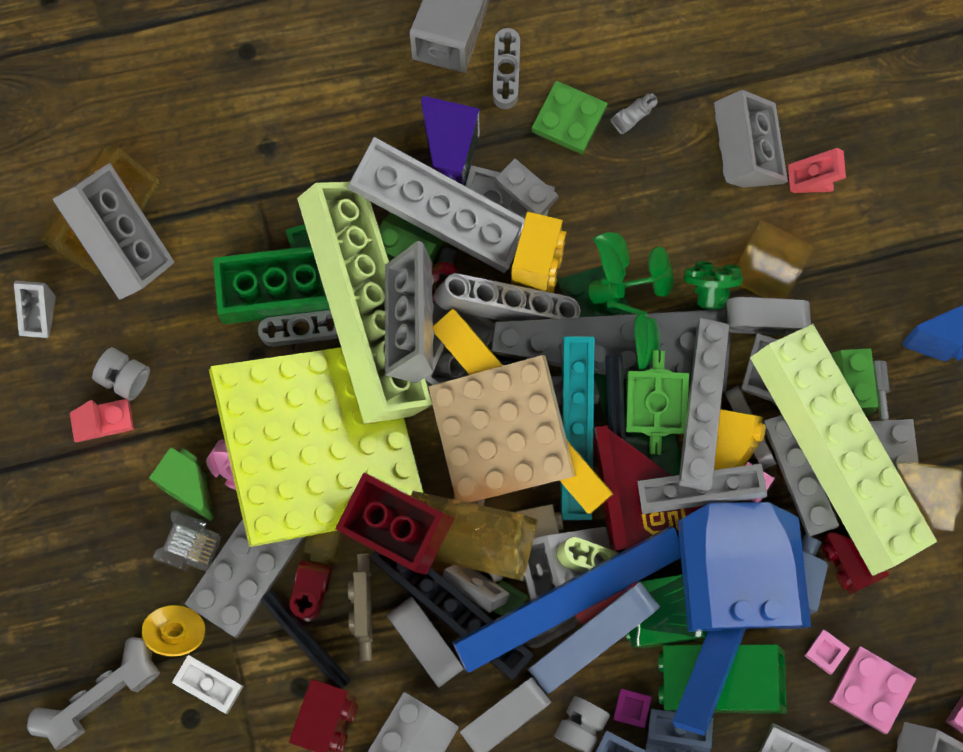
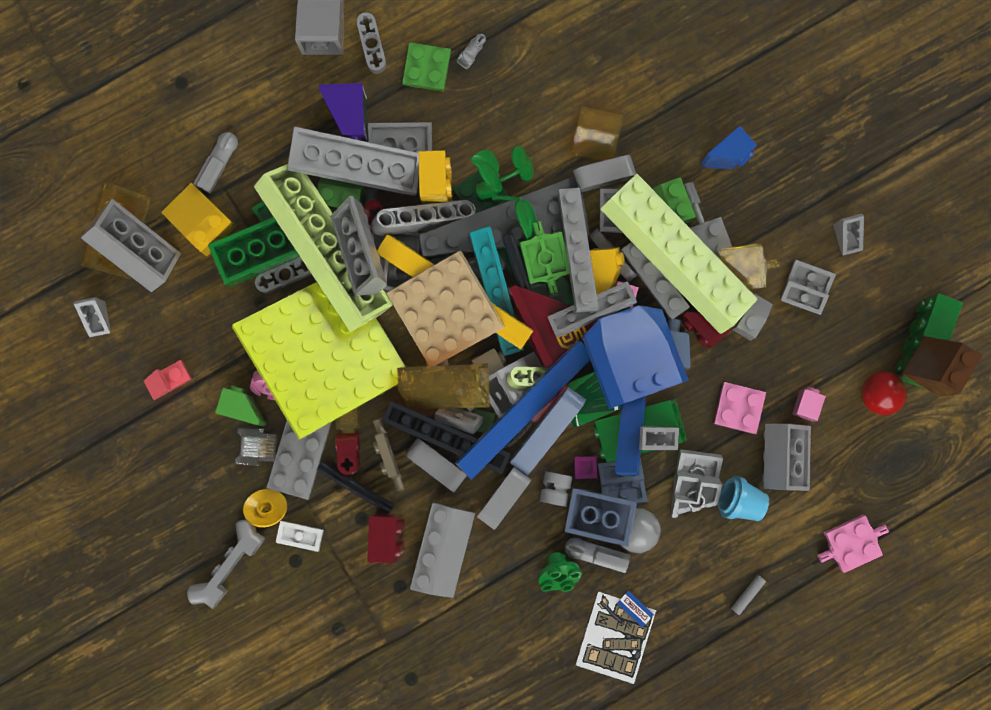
camera: 20 degrees left, 10 degrees up
(118, 372) = (170, 344): light grey wheel -> none
(212, 224) = (198, 218): none -> yellow slope
(258, 160) = (216, 162): none -> light grey piece
(394, 523) = (392, 395): dark red brick -> none
(526, 188) = (412, 129): light grey plate -> none
(713, 283) = (560, 160): green plate -> none
(747, 692) = (658, 438): none -> light grey slope
(750, 140) = (558, 48): light grey slope -> none
(817, 172) = (611, 59): coral slope -> none
(826, 652) = (703, 392): bright pink plate -> none
(923, 570) = (754, 319): none -> light grey slope

